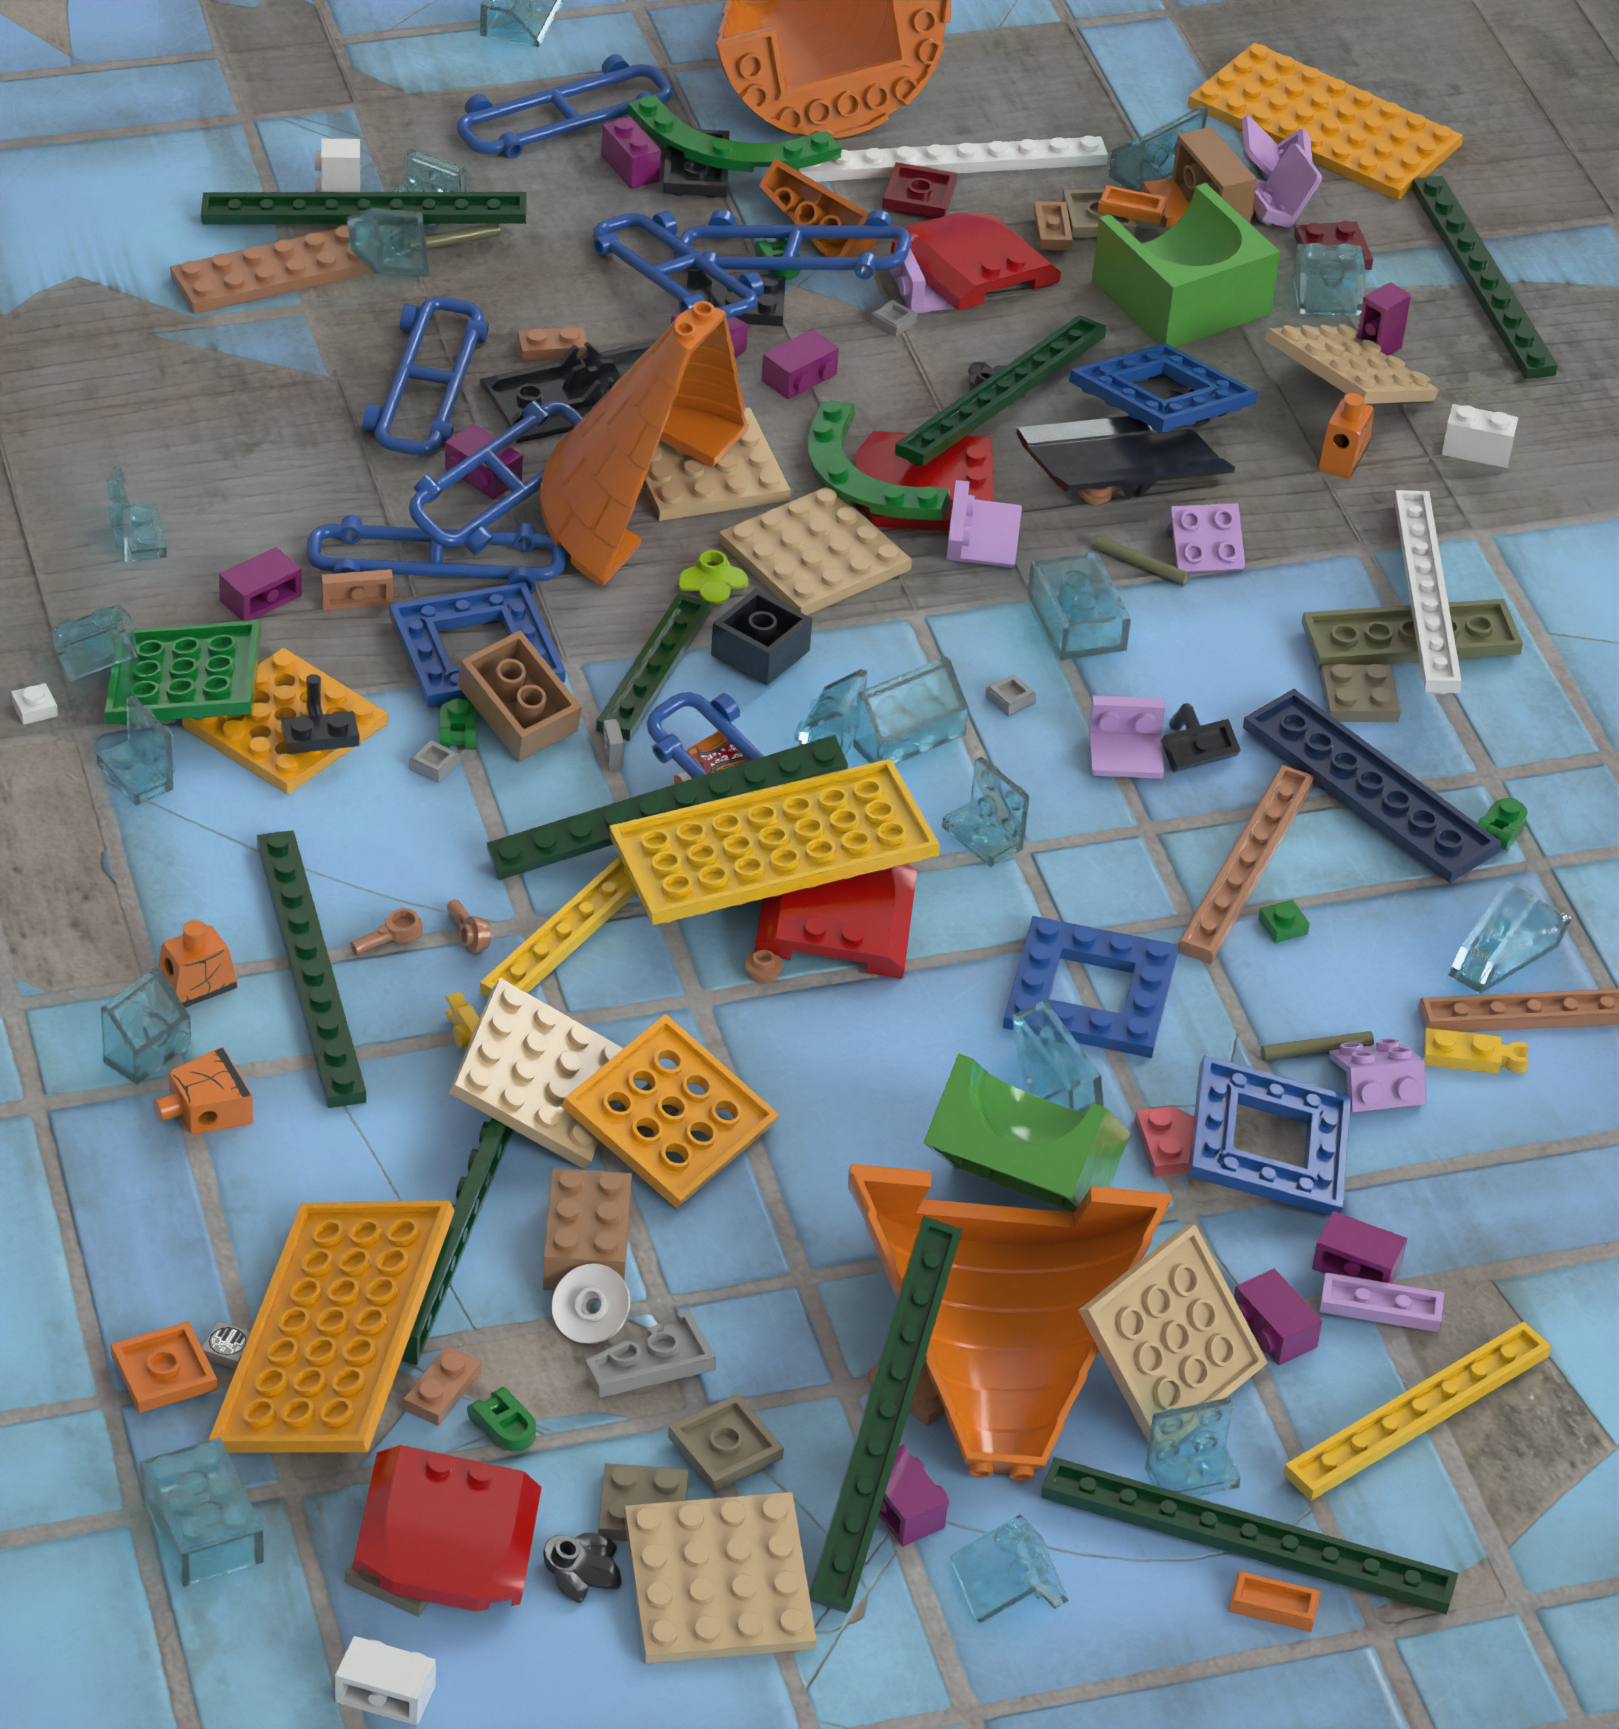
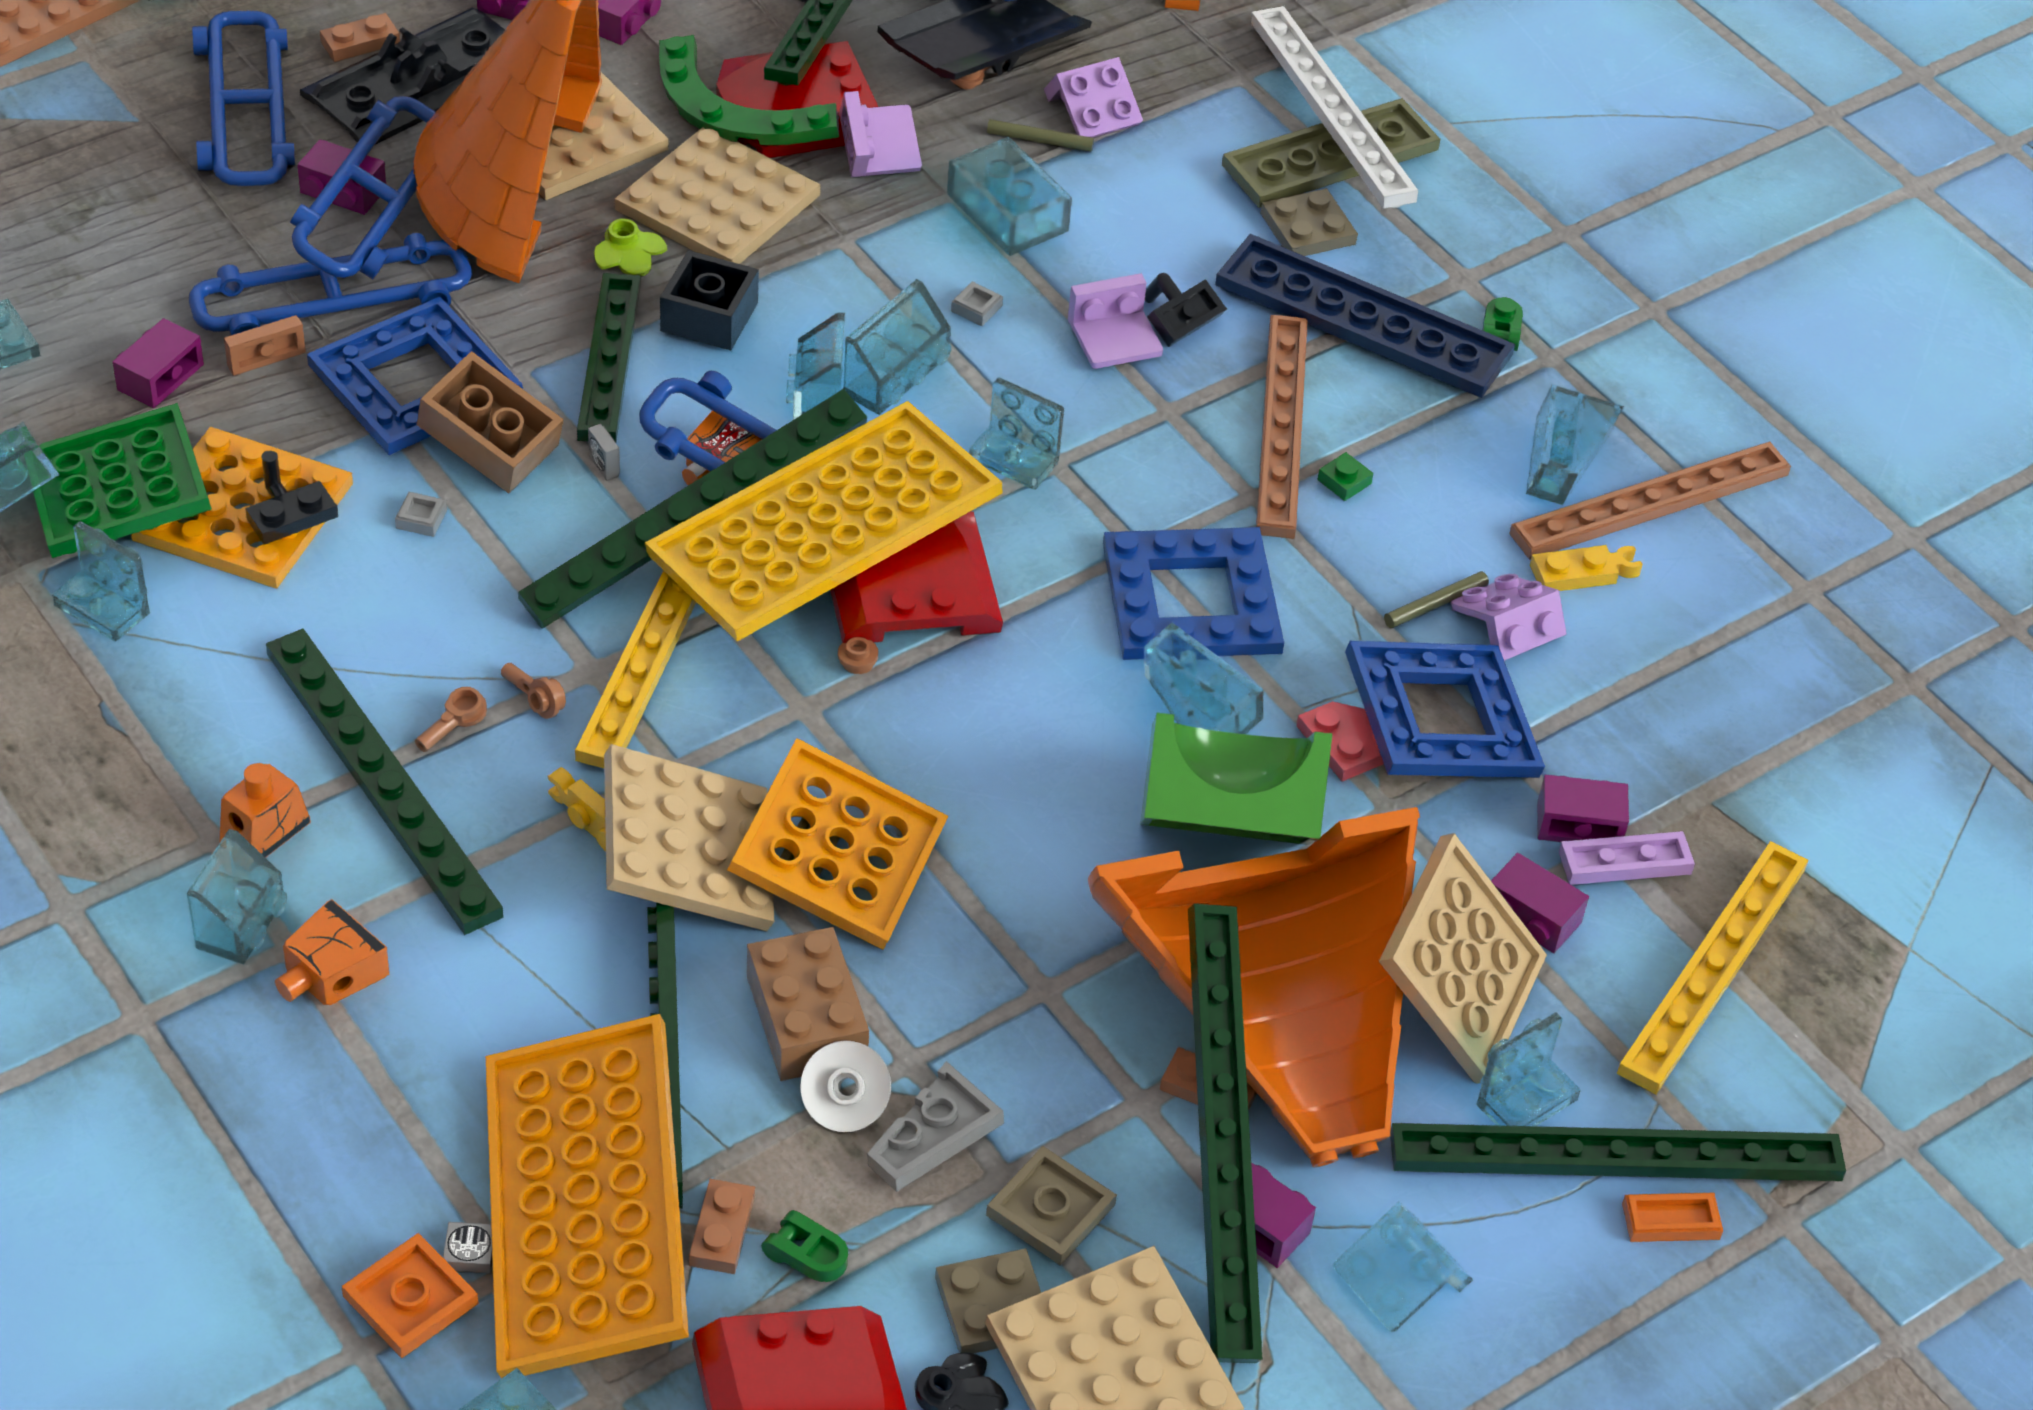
camera: 20 degrees left, 5 degrees up
(458, 724) = (430, 468): green plate -> none

